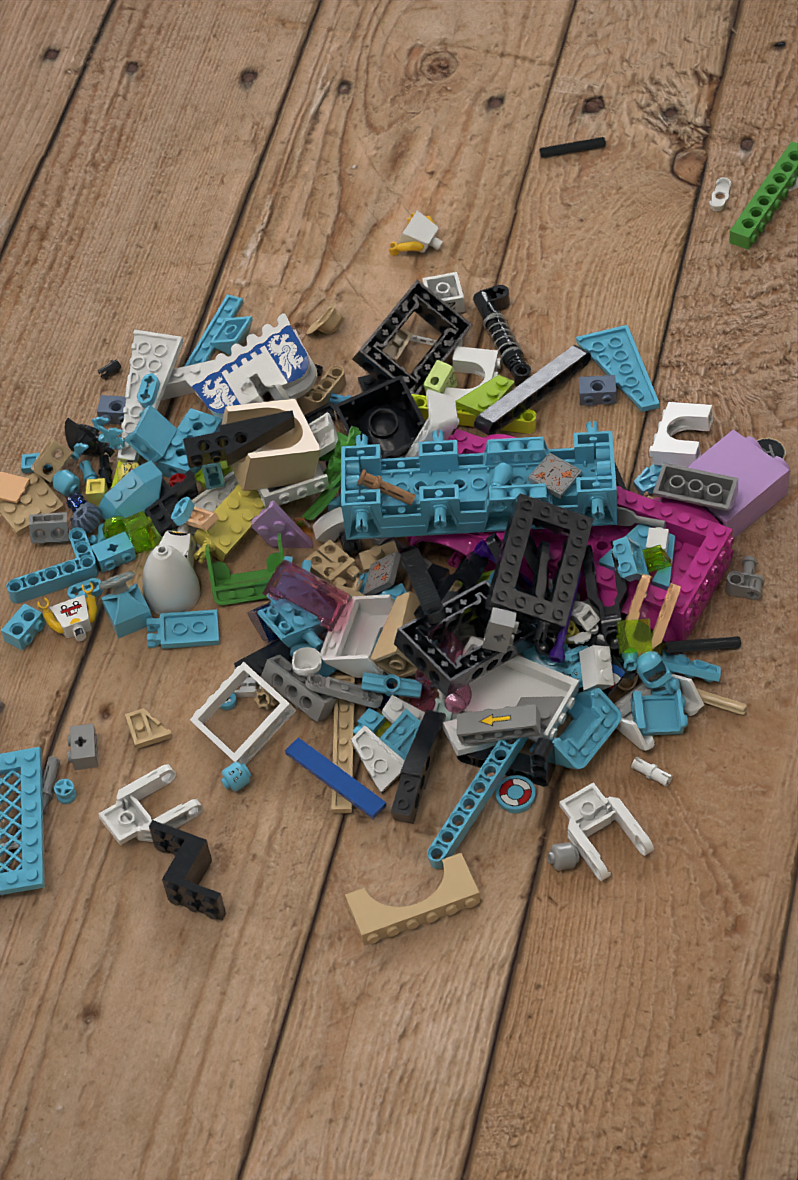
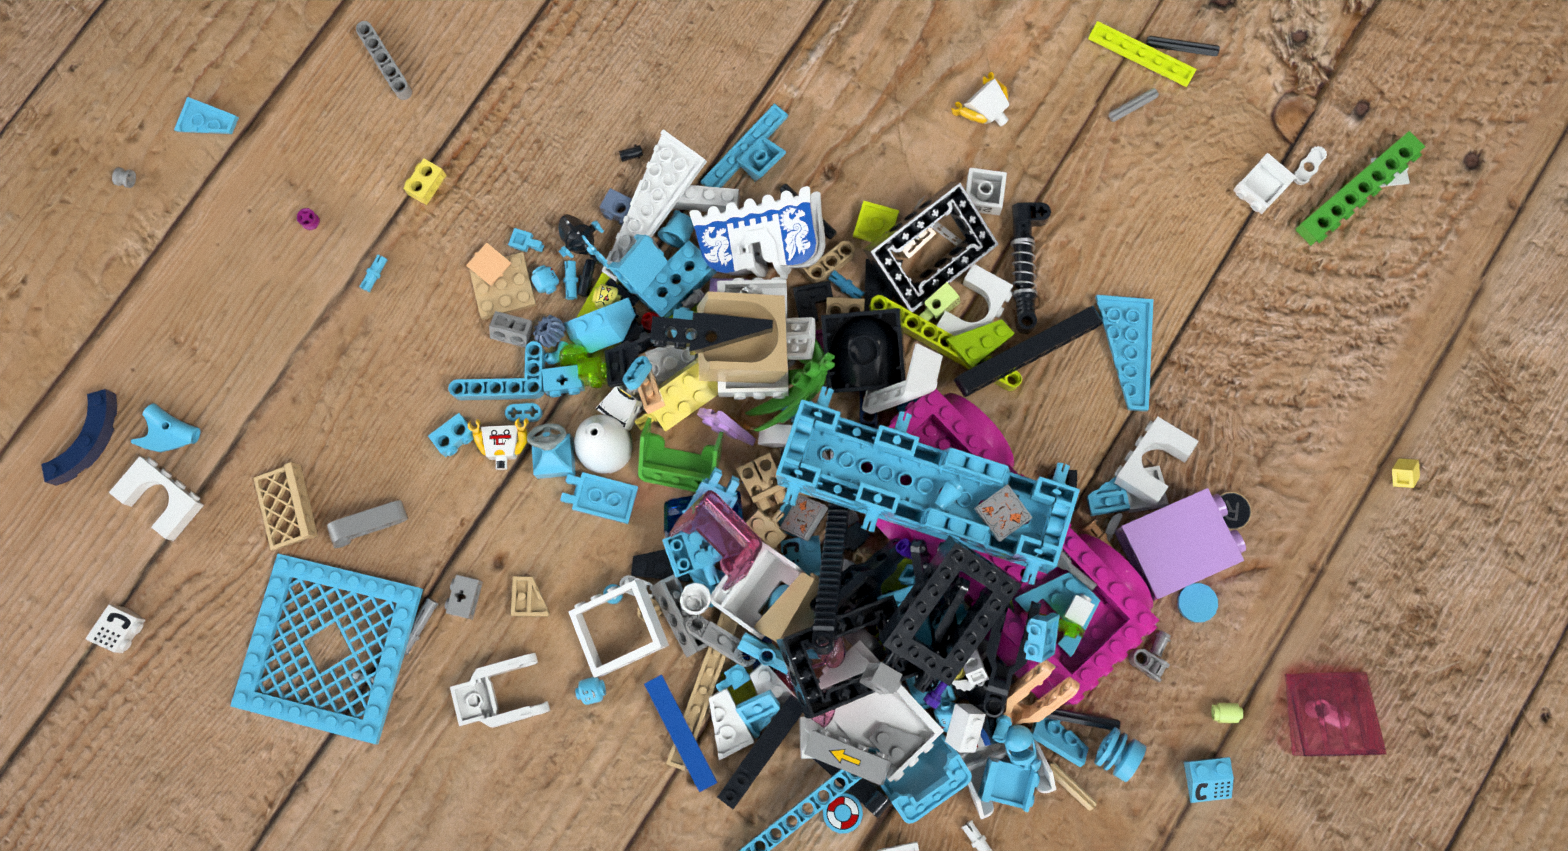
camera: 20 degrees right, 25 degrees up
(46, 457) = (534, 249): tan brick -> none
(60, 789) = (428, 638): medium azure wheel -> none
(75, 500) = (548, 307): clear blue wheel -> none
(96, 490) = (570, 303): light yellow panel -> none
(146, 390) = (653, 209): medium azure beam -> none
(176, 407) = (677, 230): none -> medium azure hat
(187, 870) = (509, 784): black bracket -> none
(328, 322) = (858, 177): tan piece -> none
(349, 346) = (874, 221): none -> neon yellow plate
(373, 482) = (822, 461): medium nougat pin -> none
(539, 162) = (1142, 54): none -> neon yellow plate
(548, 199) = (1133, 104): none -> light grey axle
(573, 655) = (954, 698): medium azure axle -> none
(597, 390) = (1104, 366): sand blue brick -> none
(634, 636) = (1014, 712): clear neon green piece -> none
(687, 217) = (1264, 183): none -> white panel
(696, 487) = (1141, 559): light grey slope -> none
(748, 654) = (1116, 752): none -> medium azure wheel
(768, 529) = (1197, 602): none -> medium azure tile

